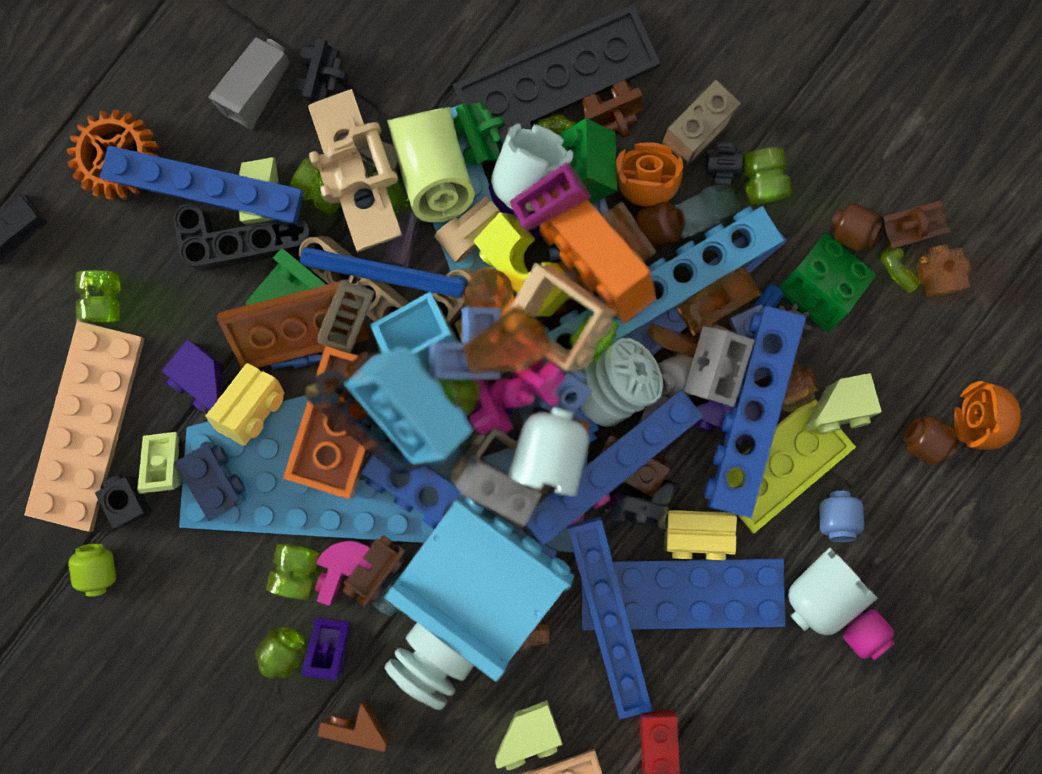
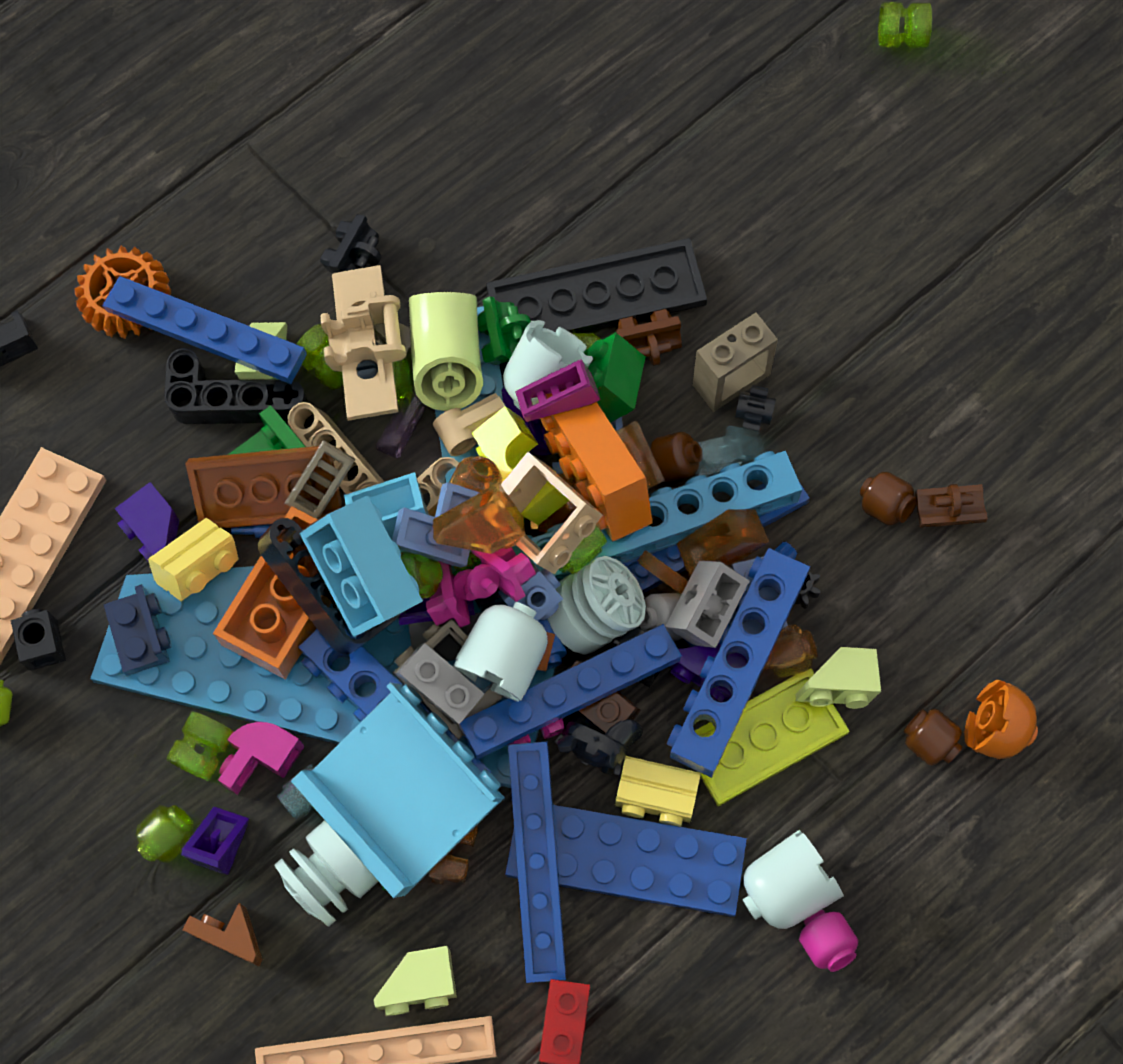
camera: 10 degrees right, 15 degrees down
(97, 308) = (69, 424): clear neon green wheel -> none
(158, 464) = (84, 607): yellowish green slope -> none
(250, 82) = (279, 246): light grey slope -> none
(383, 272) = (370, 446): blue axle -> none
(383, 561) = (277, 769): reddish brown hinge -> none
(649, 174) = (672, 403): orange cylinder -> none
(766, 175) = (798, 425): clear neon green wheel -> none
(827, 282) = (845, 550): green bracket -> none
(841, 517) = (819, 803): medium blue head -> none
(897, 270) = (929, 557): clear neon green arm -> none
(943, 271) = (975, 559): clear orange brick -> none

